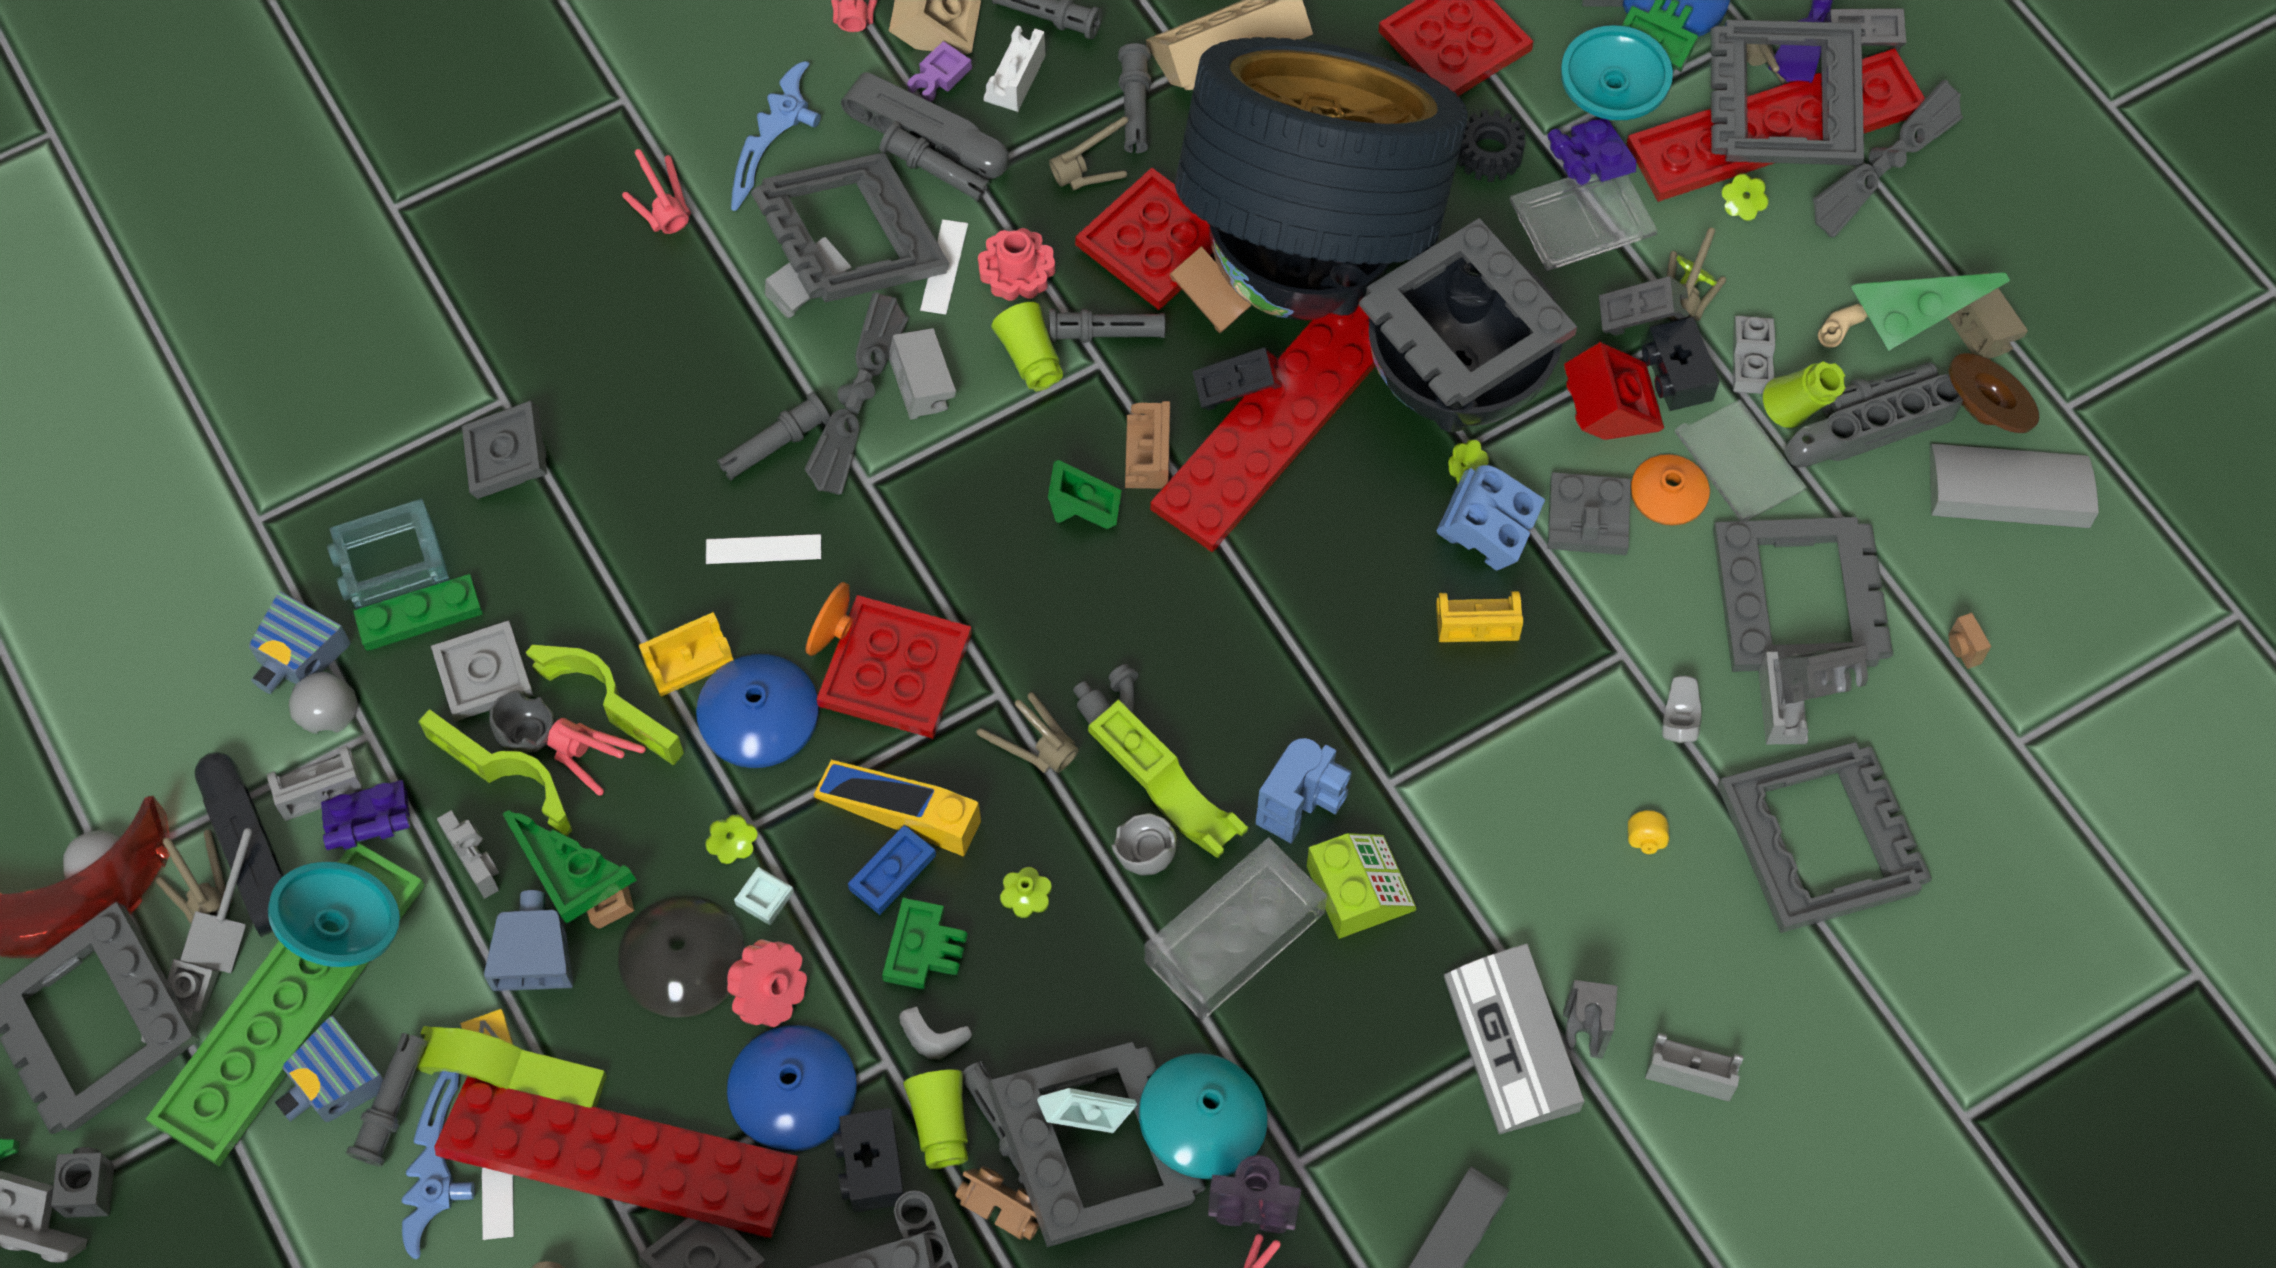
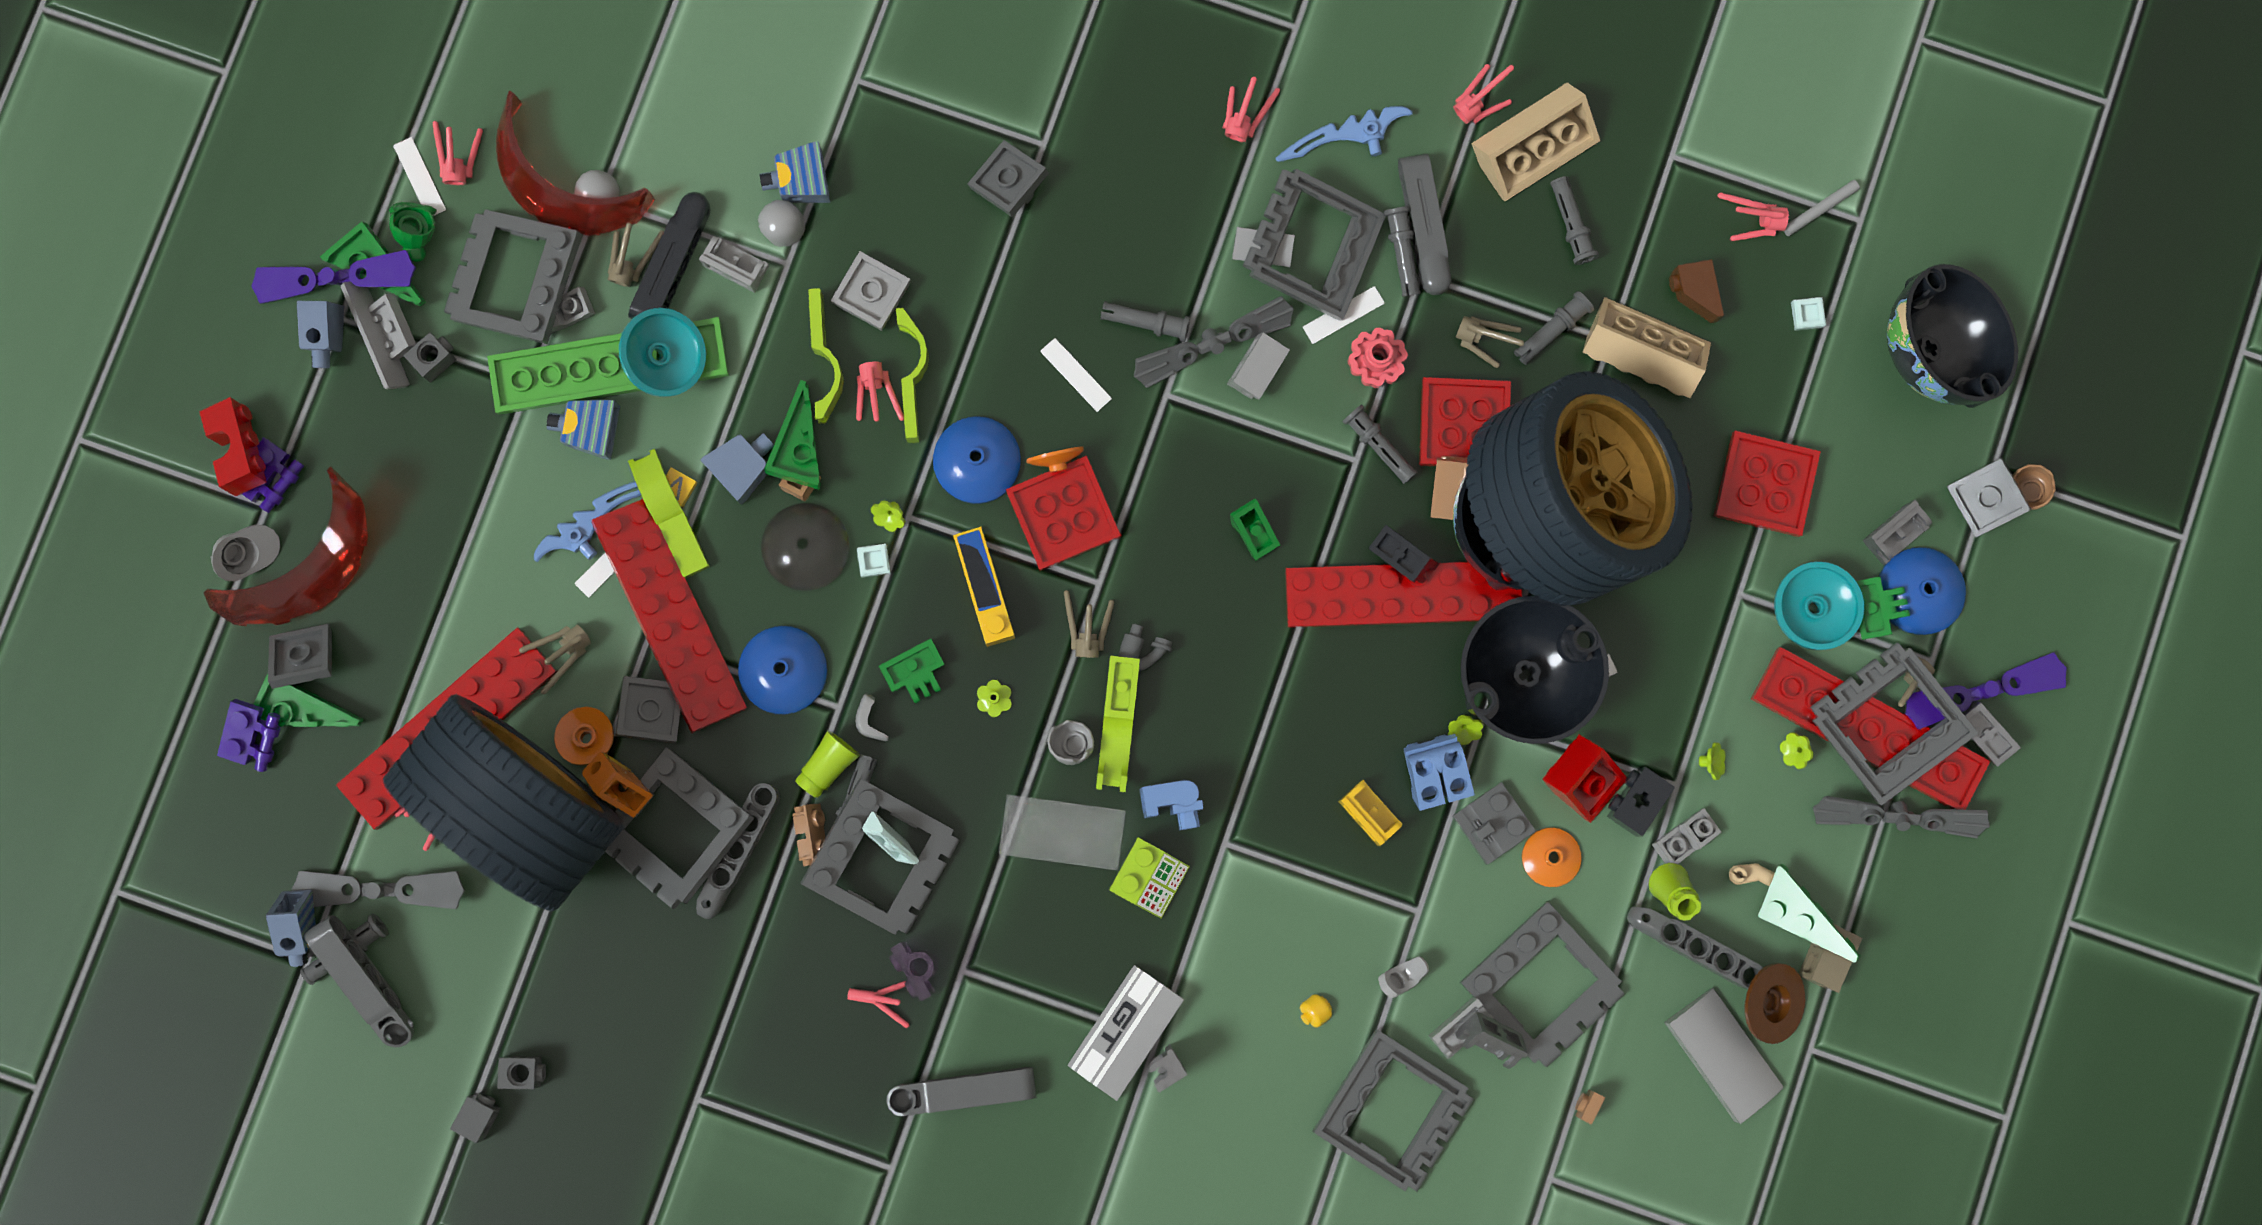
camera: 45 degrees right, 20 degrees up
(213, 939) = (607, 297): light grey piece -> none
(365, 815) = (740, 304): dark purple plate -> none
(381, 1119) = (587, 475): dark grey pin -> none
(397, 582) = (918, 190): clear light blue window -> none
(417, 612) = (876, 222): green plate -> none
(464, 840) = (762, 380): light grey hinge -> none
(521, 722) = (857, 342): dark grey hair -> none
(686, 654) = (973, 394): yellow hinge -> none
(766, 983) = (820, 609): coral plant -> none
(865, 1135) = (771, 765): black brick -> none
(891, 869) = (944, 617): blue plate -> none
(940, 68) = (1475, 195): medium lavender plate -> none
(1016, 70) = (1512, 240): white hinge -> none
(1029, 345) = (1327, 414): lime plant -> none
(1148, 445) = (1321, 536): medium nougat hinge -> none
(1189, 1134) = (929, 886): teal dish -> none
(1429, 353) = (1585, 675): dark grey hinge -> none
(1492, 163) = (1685, 568): black tyre -> none
(1582, 220) = (1700, 662): clear piece -> none
(1602, 152) = (1758, 637): dark purple plate -> none
(1642, 304) = (1655, 752): flat silver hinge -> none
(1693, 303) = (1687, 770): dark tan plant -> none
(1693, 1068) = (1191, 1142): light grey hinge -> none
(1740, 460) = (1606, 883): clear piece -> none
(1863, 390) = (1711, 924): dark grey pin -> none

